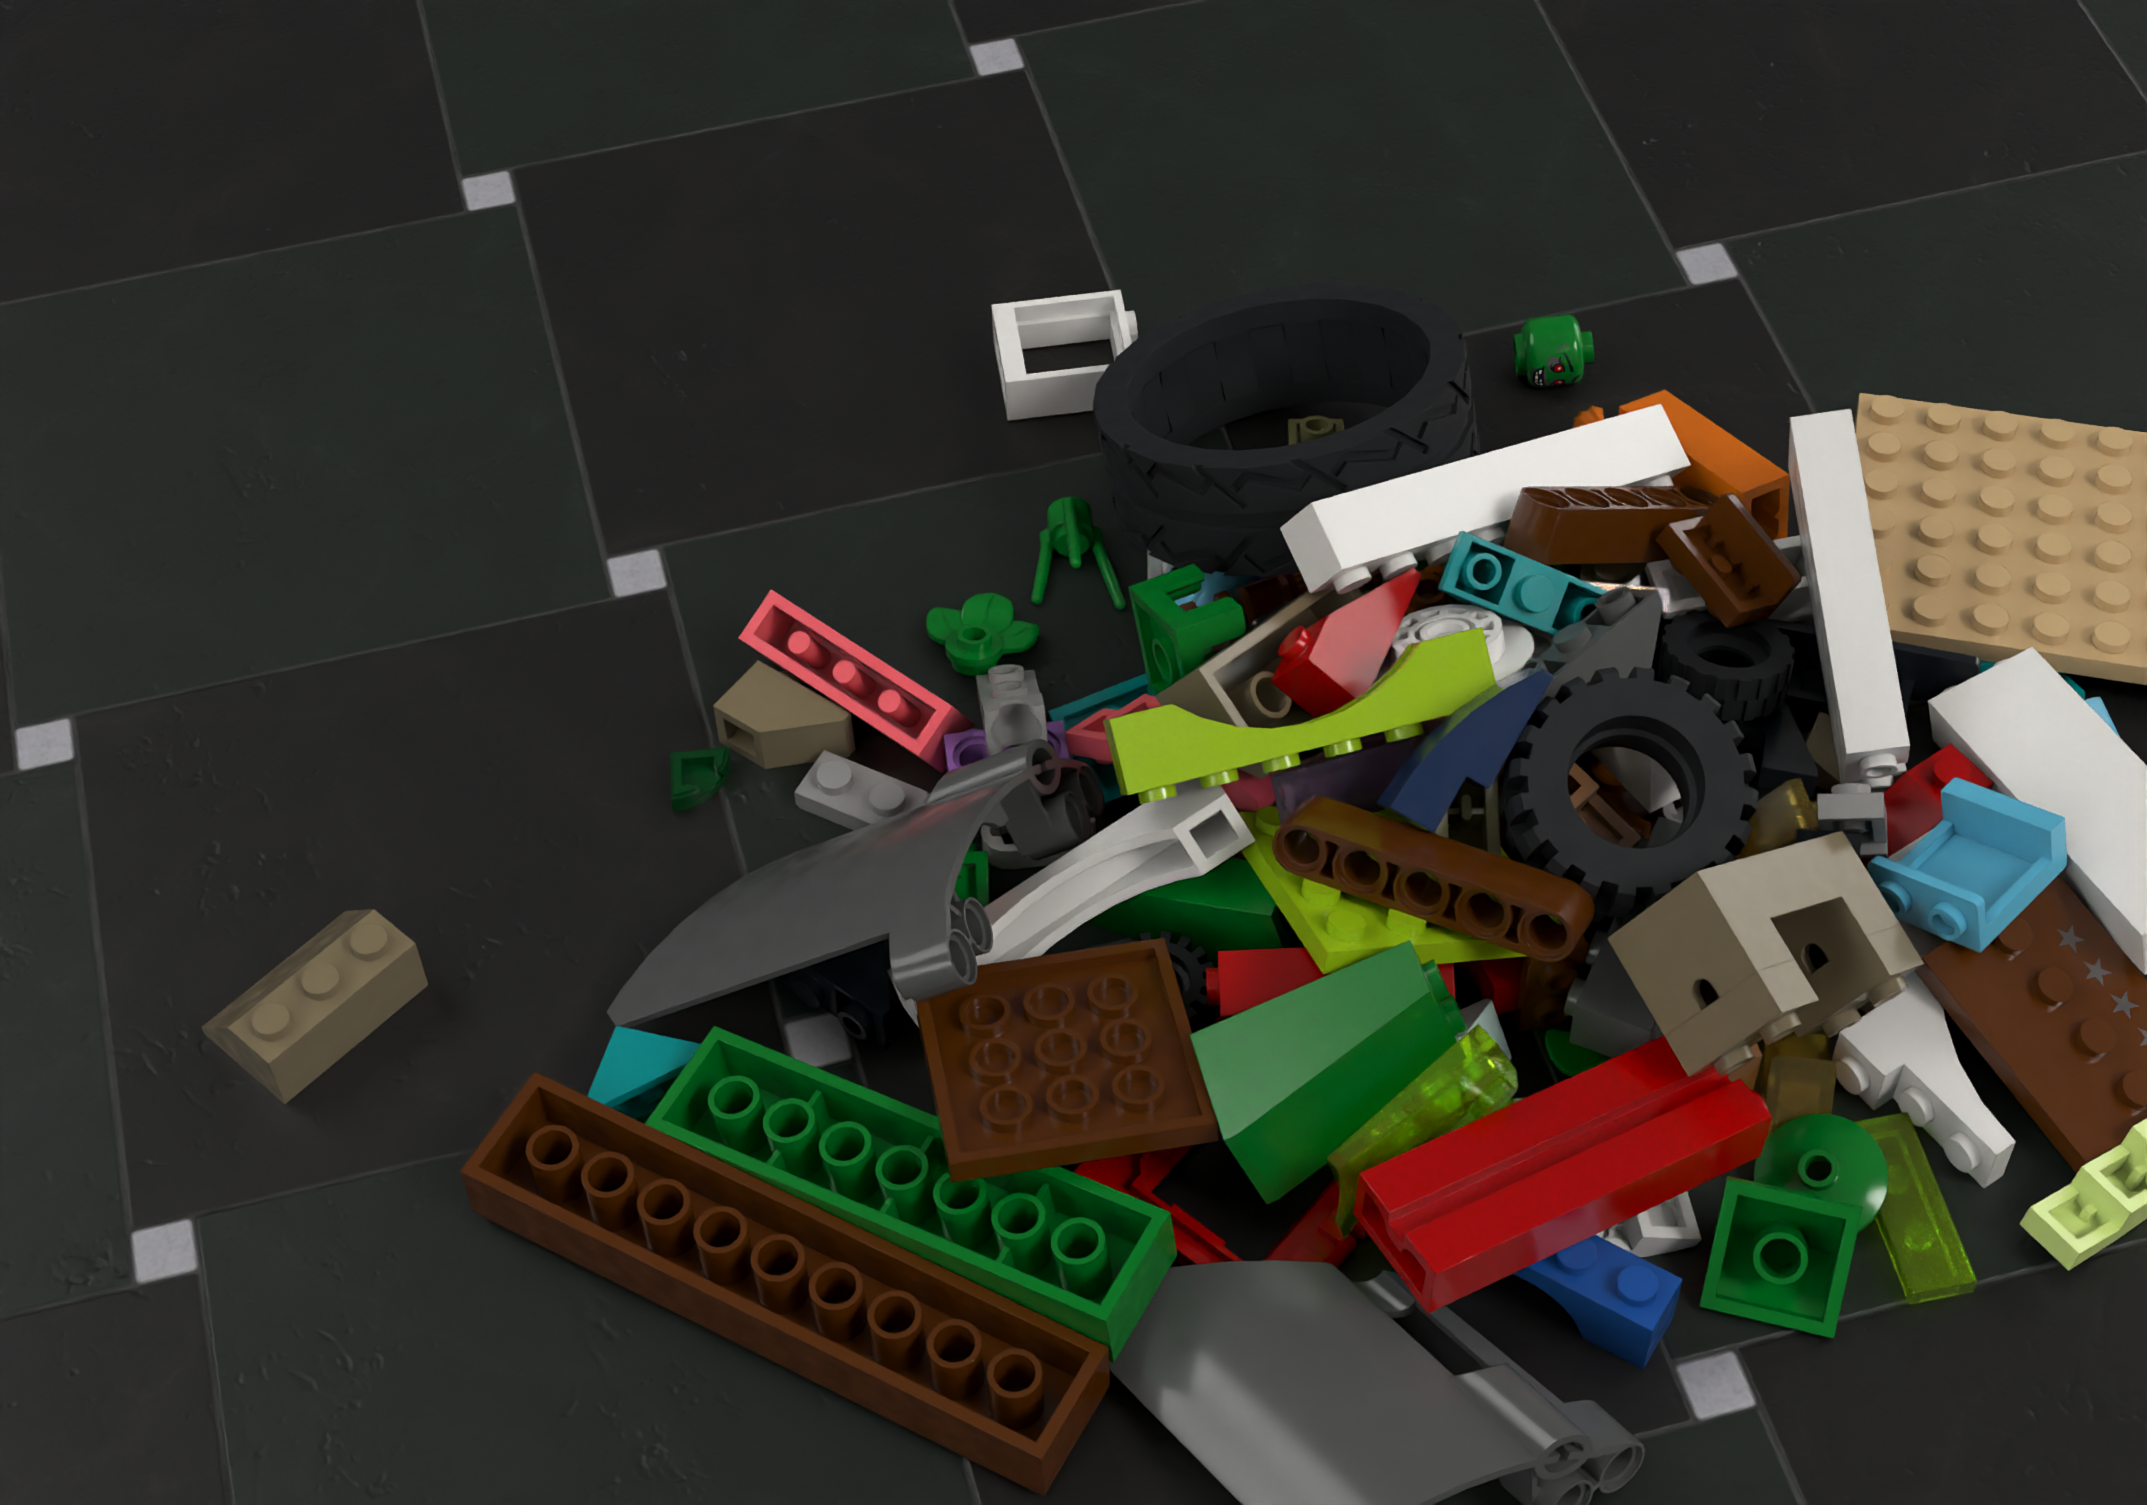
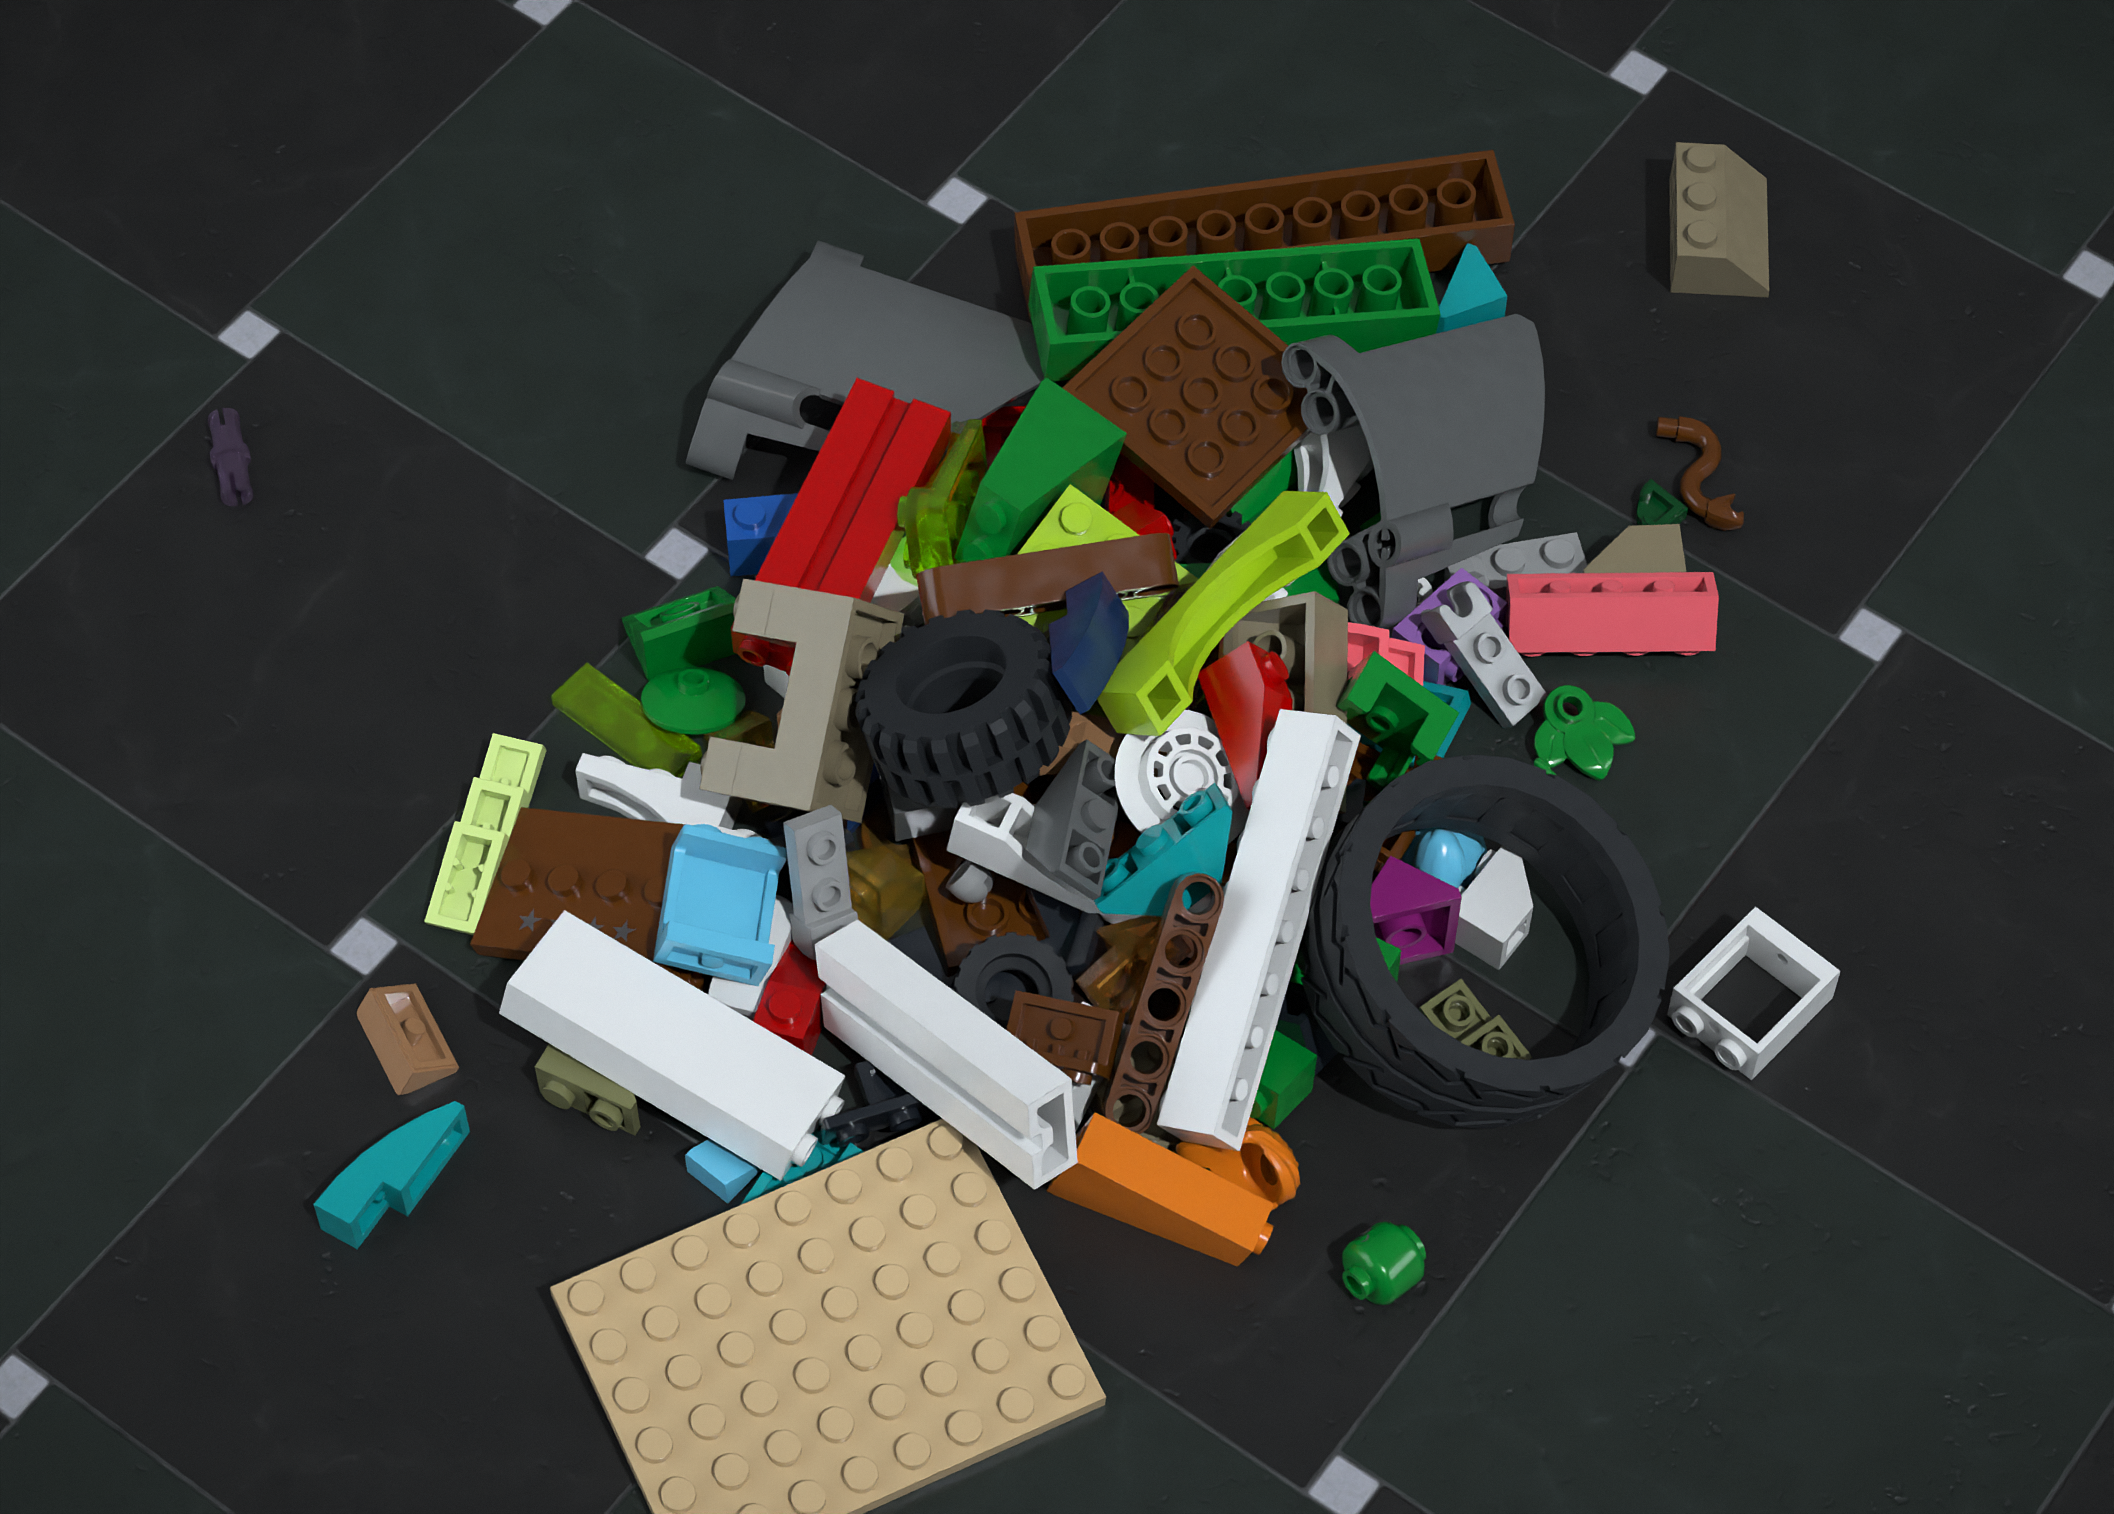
camera: 140 degrees right, 5 degrees up
(575, 821) = (1715, 511): none -> reddish brown animal

